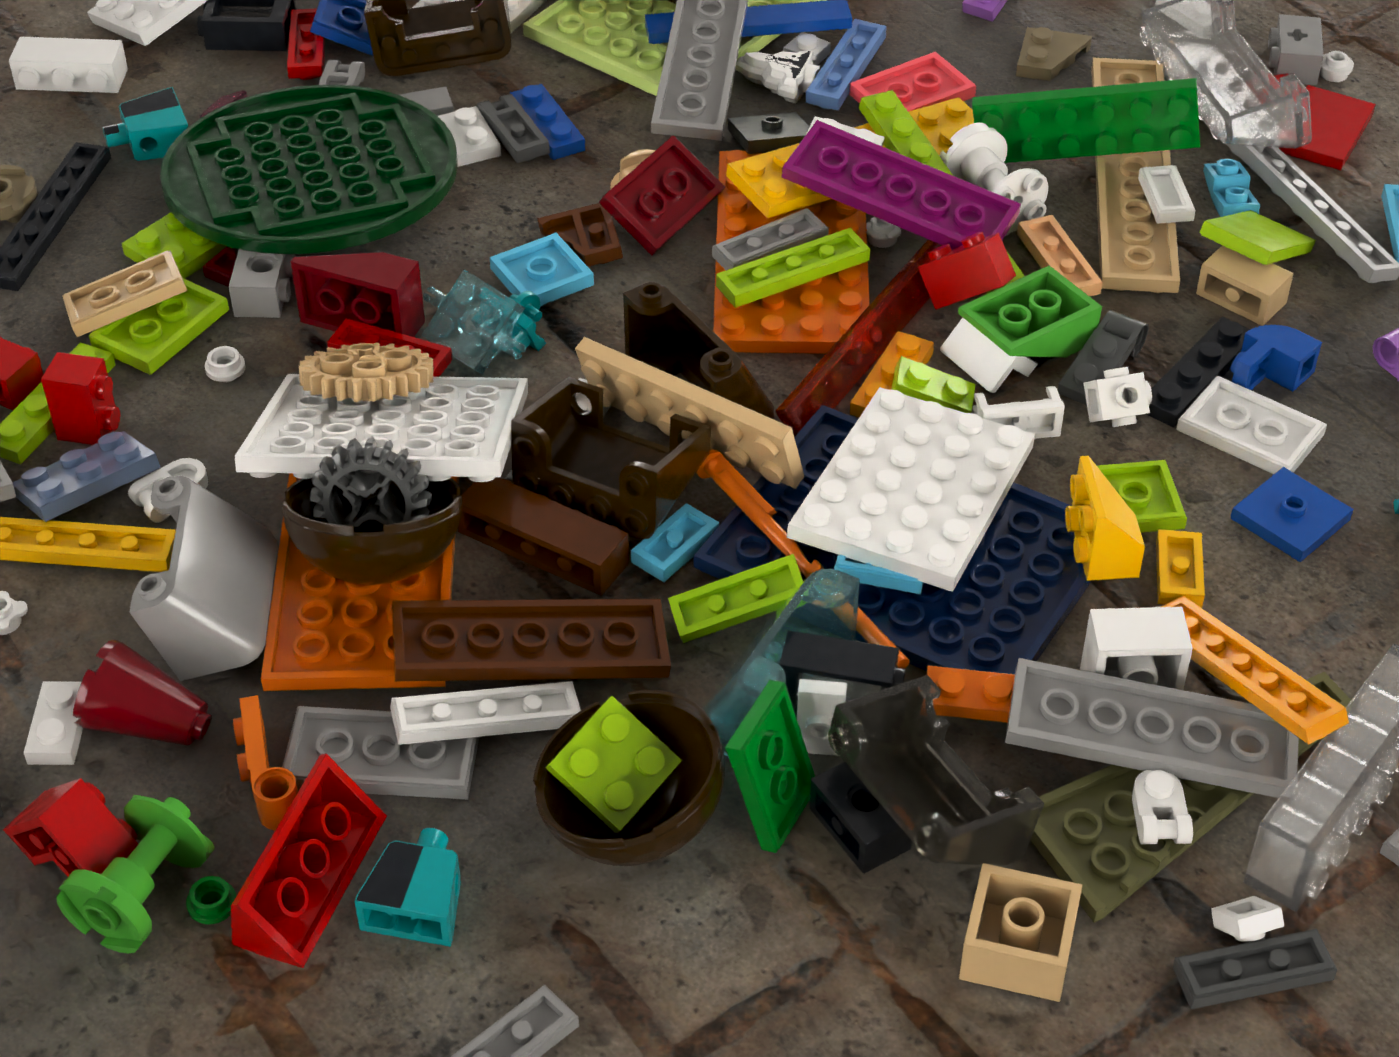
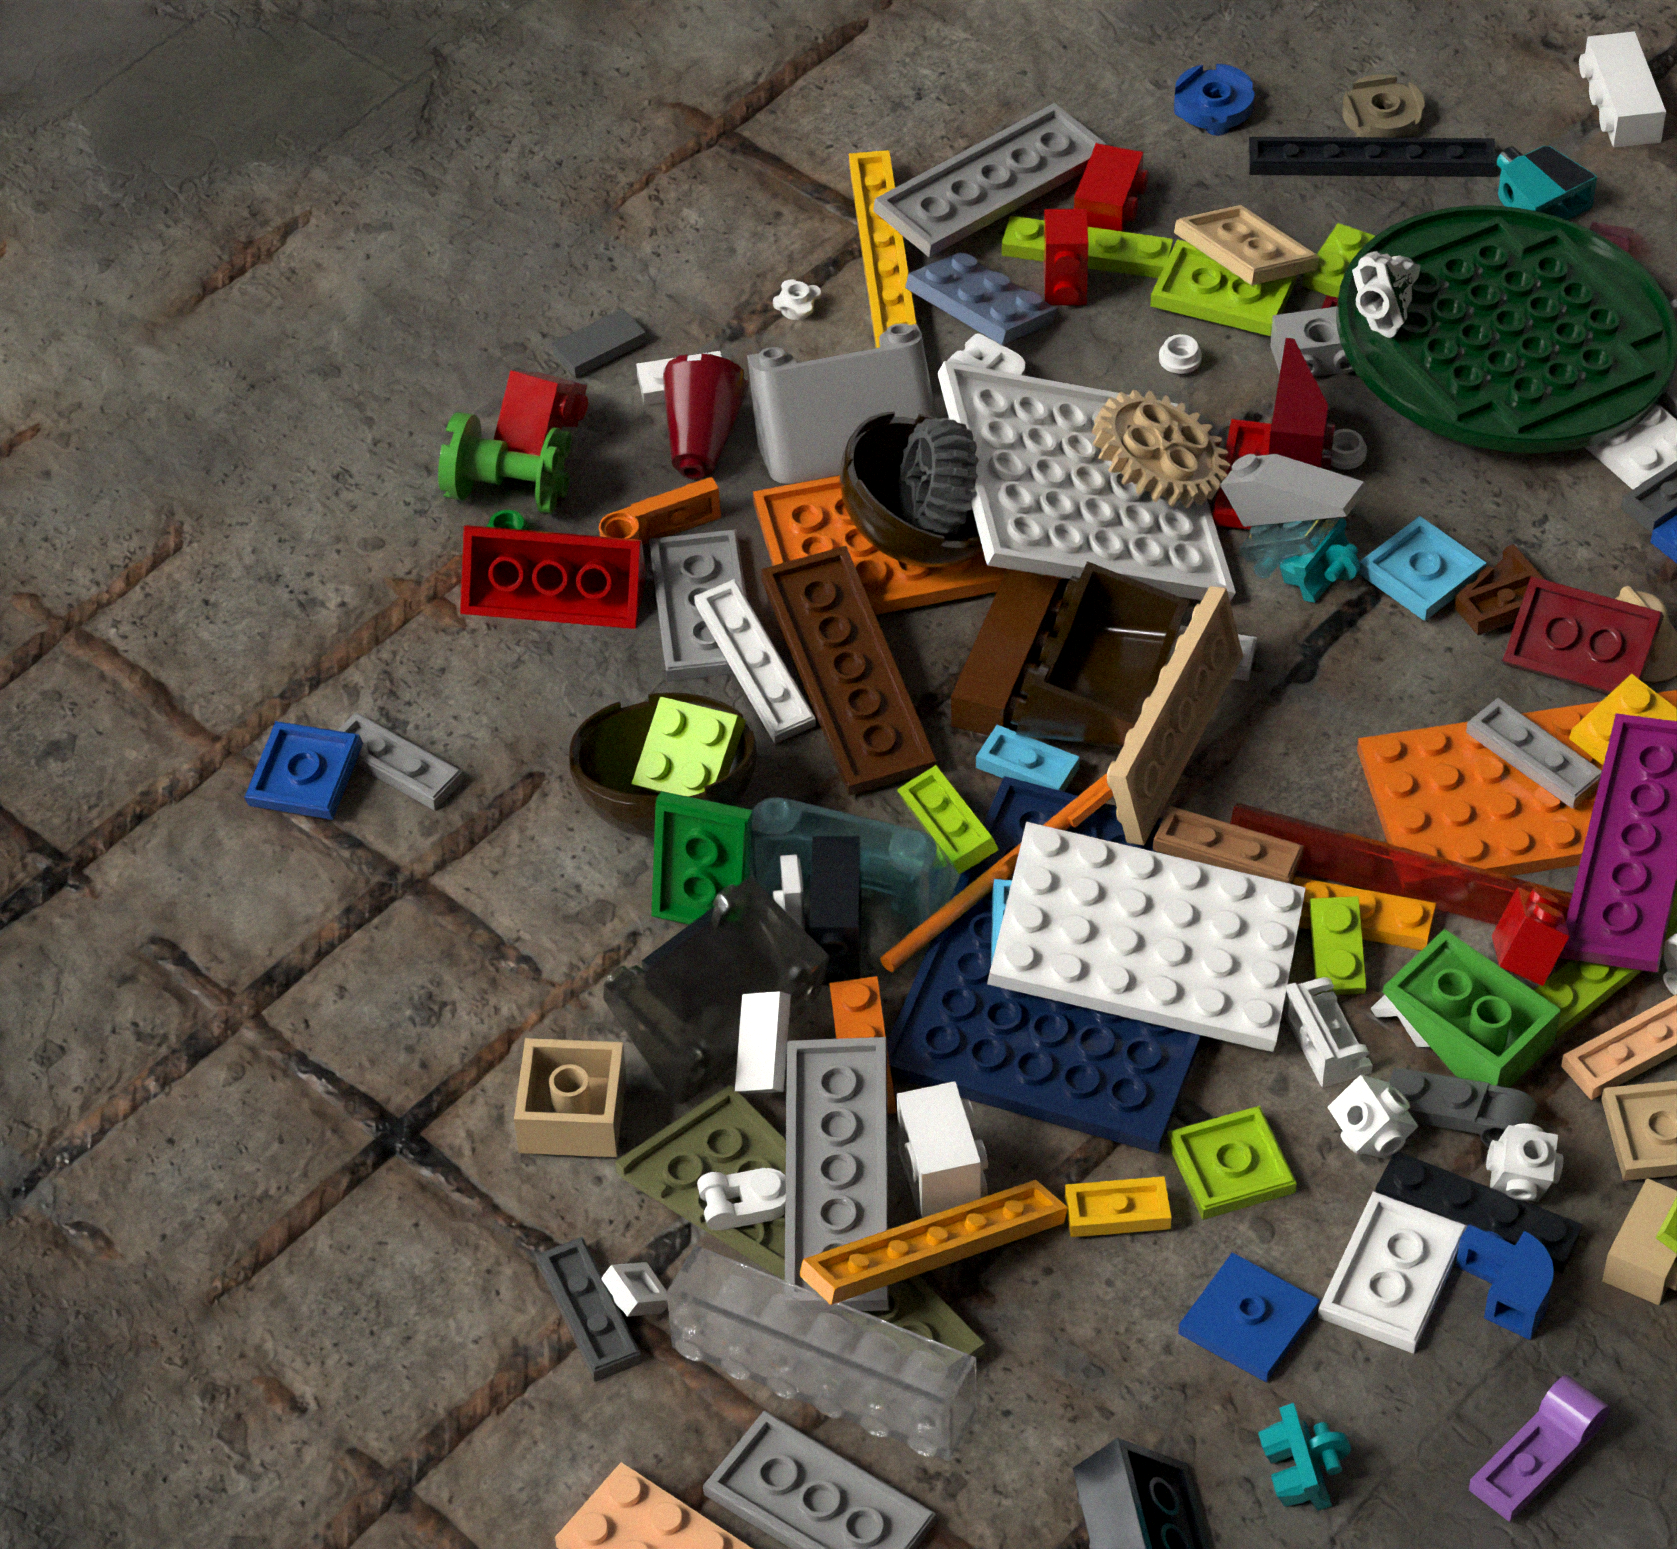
camera: 80 degrees right, 5 degrees up
(265, 197) = (1384, 290): none -> white rock
(412, 891) = (541, 658): teal torso -> none
(466, 295) = (1287, 490): none -> light grey slope
(674, 340) = (1287, 734): dark brown windscreen -> none
(792, 267) = (1485, 776): lime plate -> none
(828, 421) = (1226, 846): none -> medium nougat tile
(995, 755) = (762, 1042): none -> white tile
(1103, 526) = (1111, 1095): yellow slope -> none
(1174, 325) = (1524, 1162): none -> white brick

